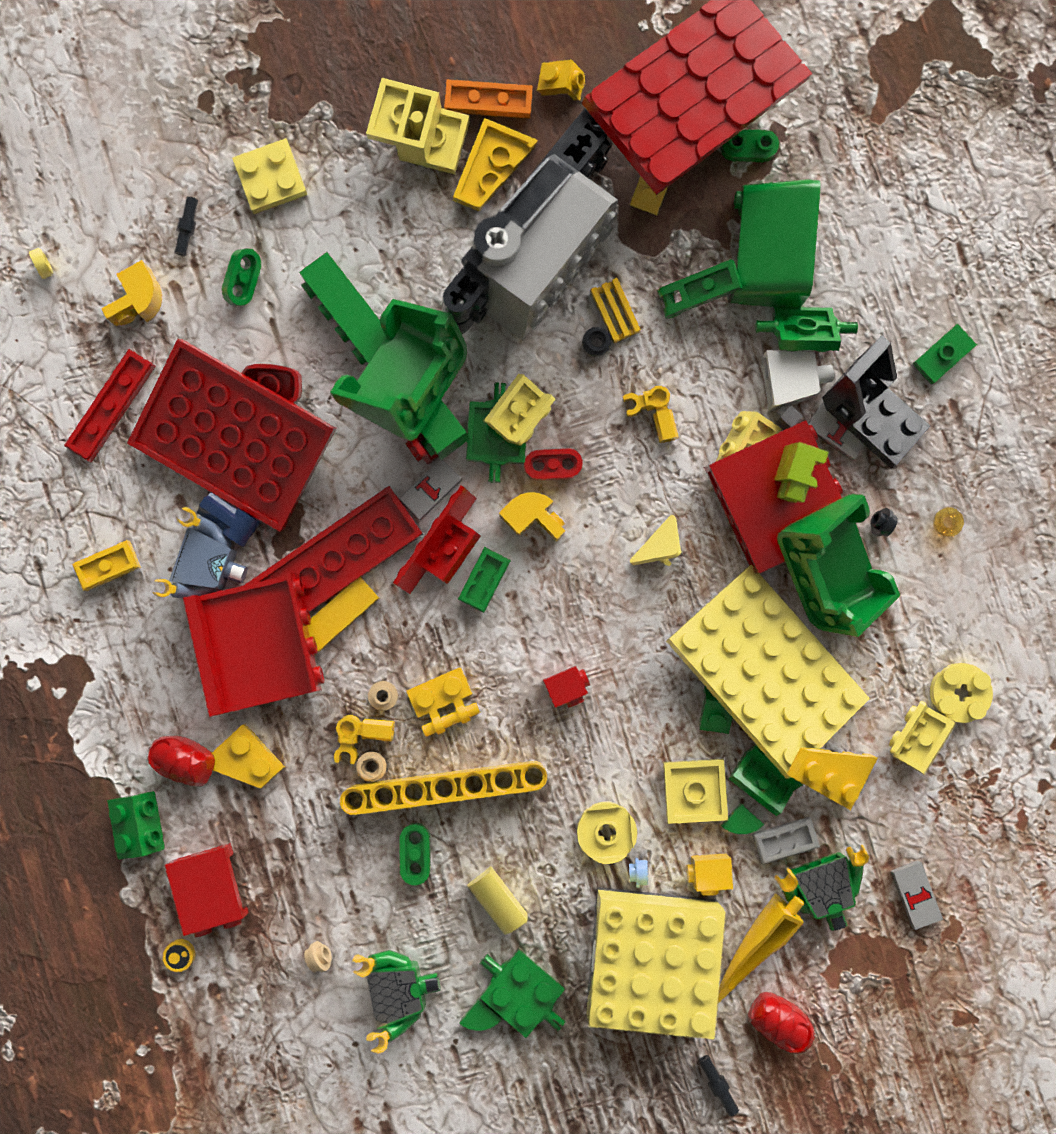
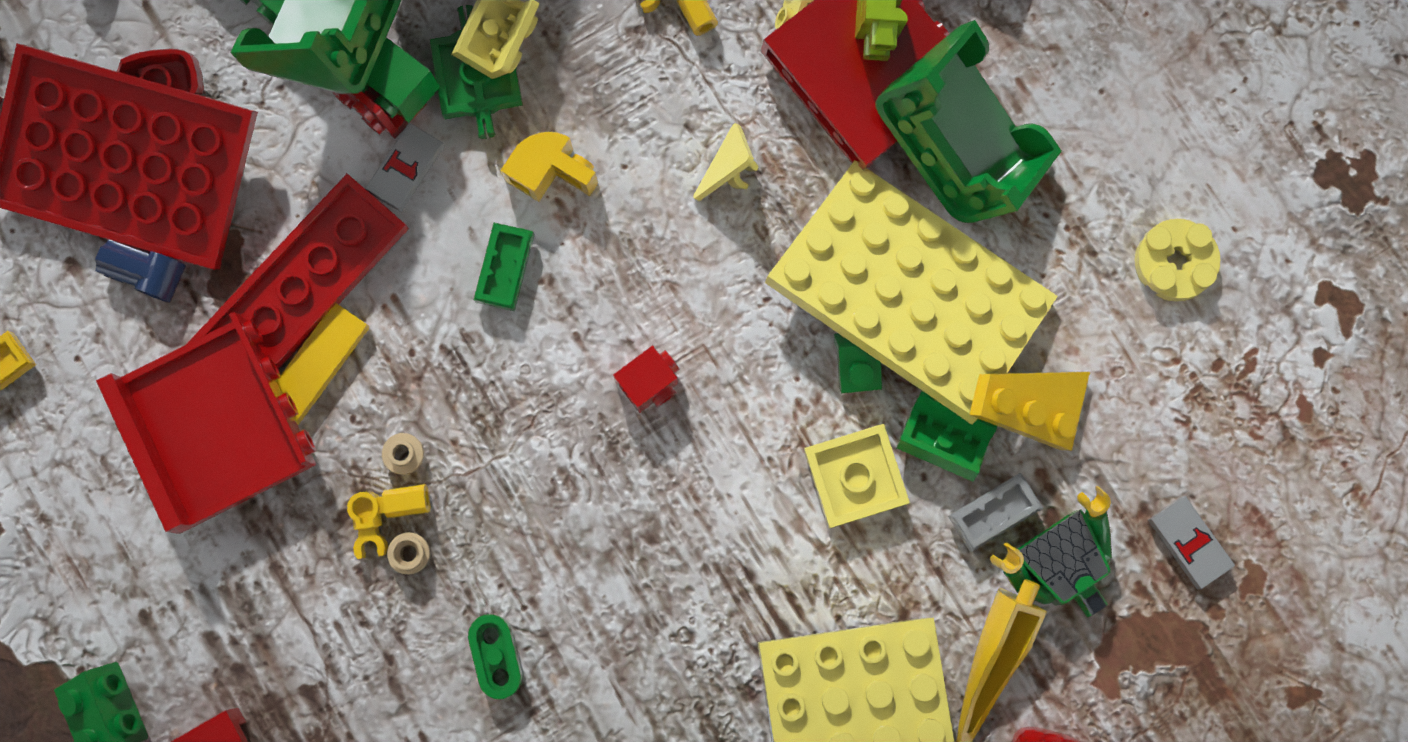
camera: 10 degrees left, 5 degrees down
(181, 760) = (144, 608): red piece -> none
(203, 561) = (116, 330): sand blue torso -> none
(246, 758) = (232, 586): yellow wing -> none
(431, 796) = (492, 556): yellow beam -> none
(441, 692) = (479, 432): yellow plate -> none
(443, 546) = (436, 235): red bracket -> none
(498, 901) = (623, 692): light yellow brick -> none
(552, 463) = (559, 91): red plate -> none
(619, 843) = (772, 571): light yellow plate -> none
(639, 872) = (807, 605): light blue plate -> none
(710, 873) = (904, 582): yellow brick -> none
(742, 821) = (930, 502): green tile -> none
(883, 522) = (1014, 64): black plate -> none
(921, 737) = (1139, 329): light yellow bracket -> none
(955, 517) = (1102, 33): clear yellow plate -> none

